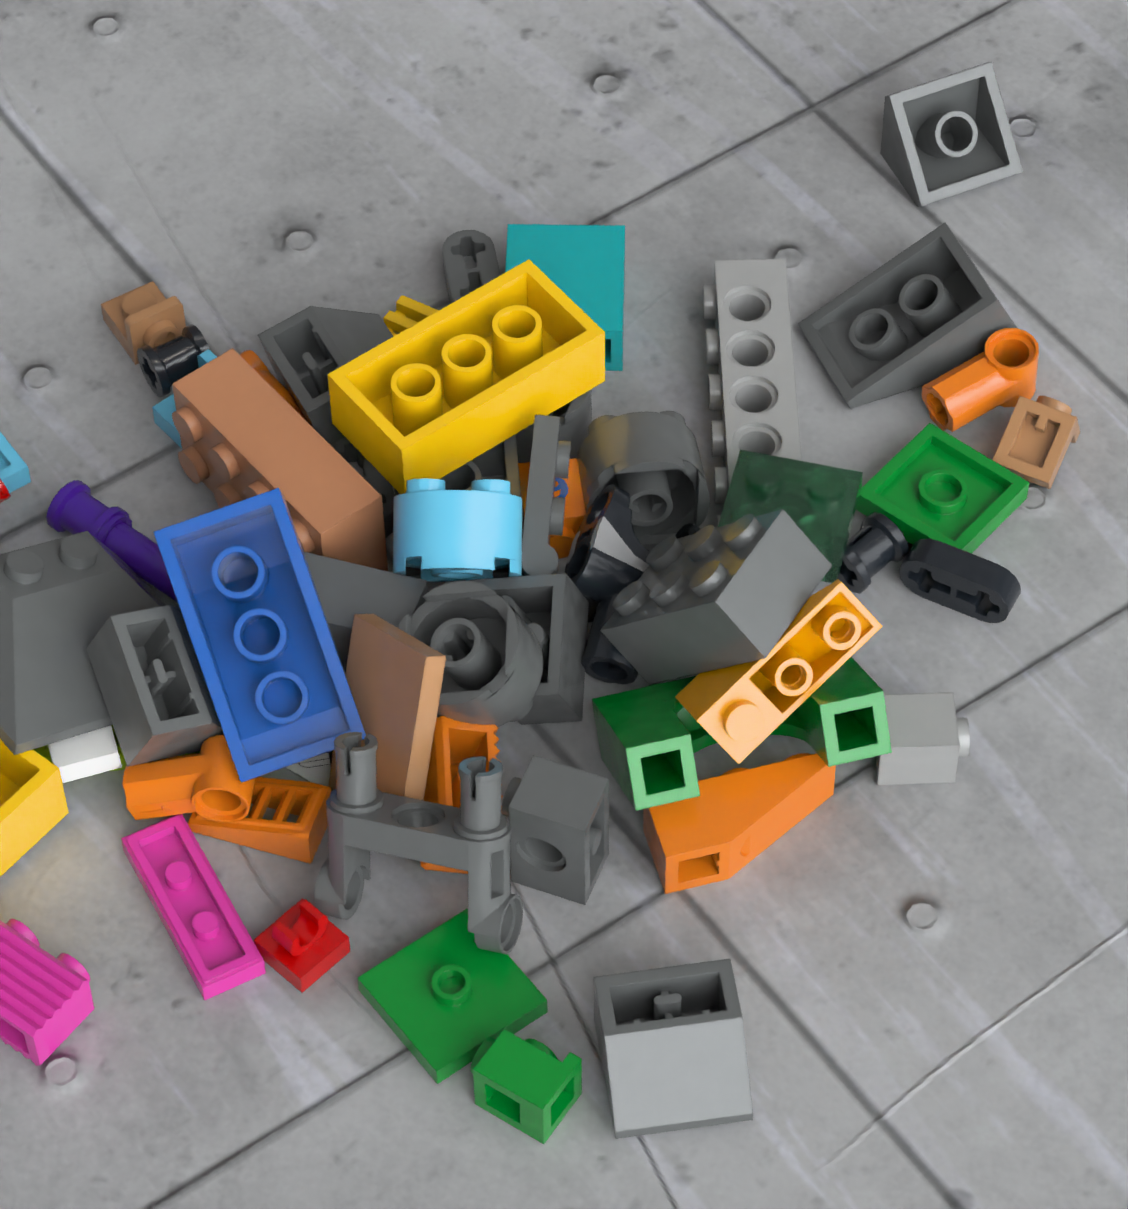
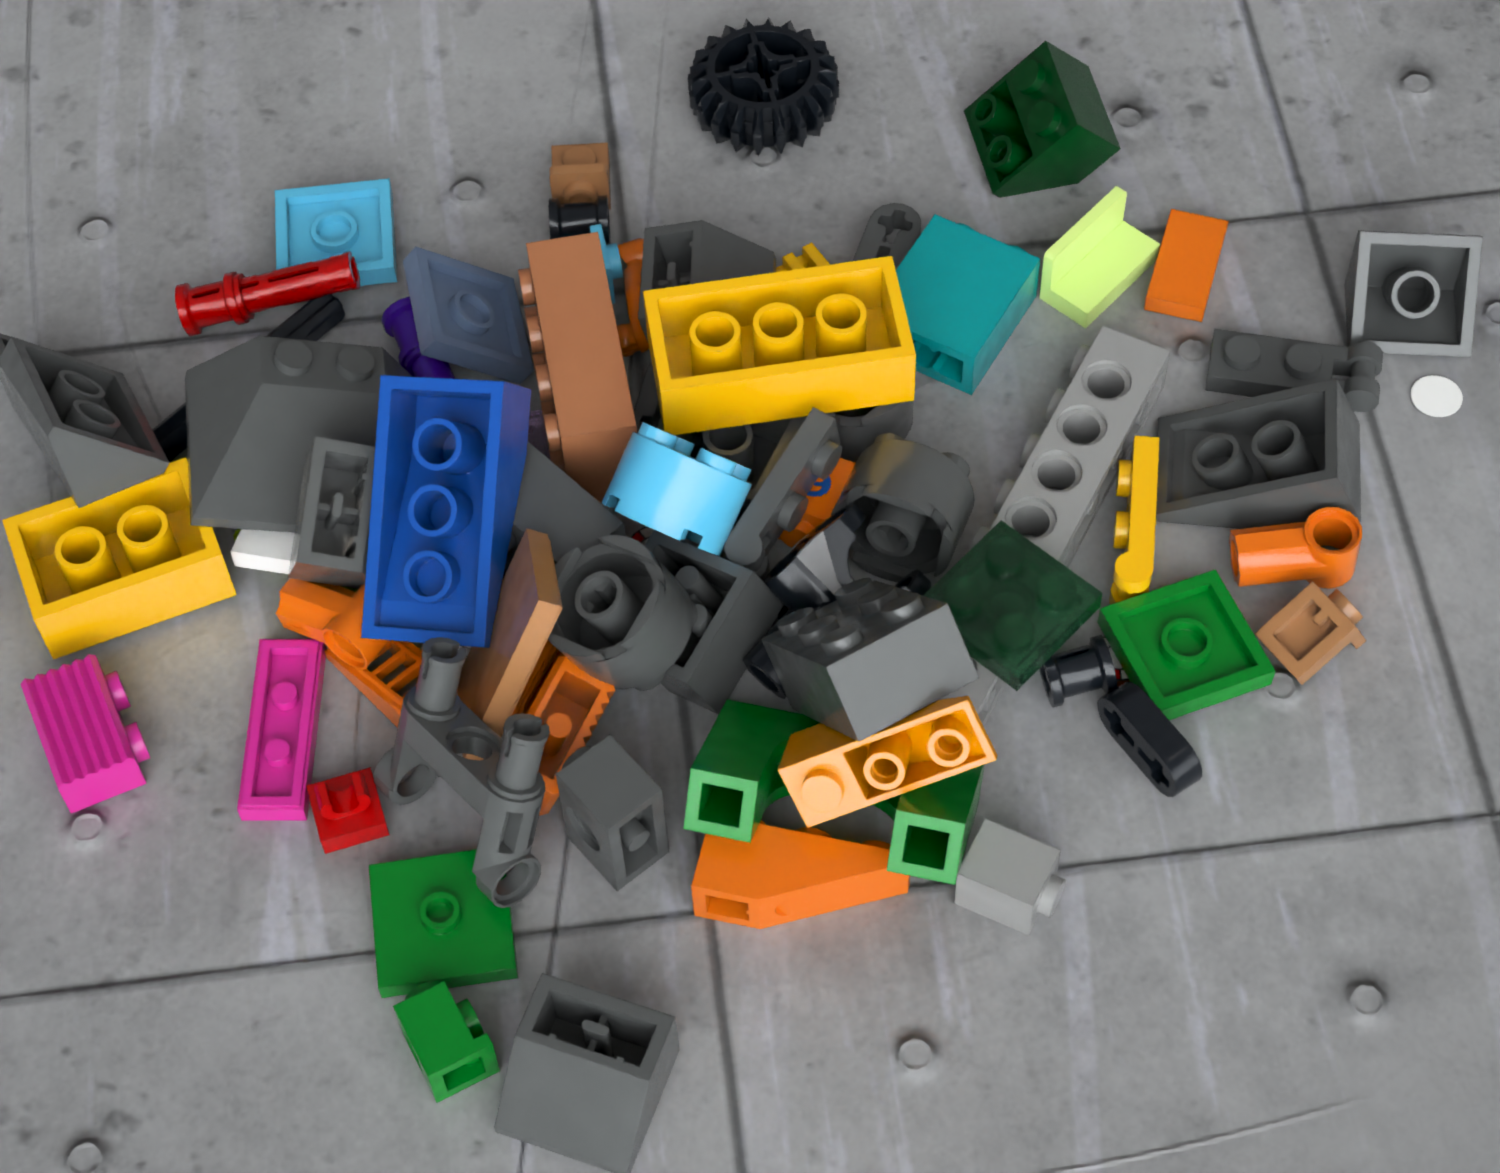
camera: 30 degrees right, 5 degrees up
(131, 478) = (467, 315): none -> sand blue plate
(267, 176) = (763, 86): none -> black gear
(542, 117) = (1041, 125): none -> dark green slope
(666, 216) = (1095, 261): none -> yellowish green panel
(741, 188) = (1186, 265): none -> orange tile
(839, 407) = (1136, 526): none -> yellow plate
(868, 241) = (1267, 364): none -> dark grey plate
(1013, 215) = (1436, 396): none -> white sticker

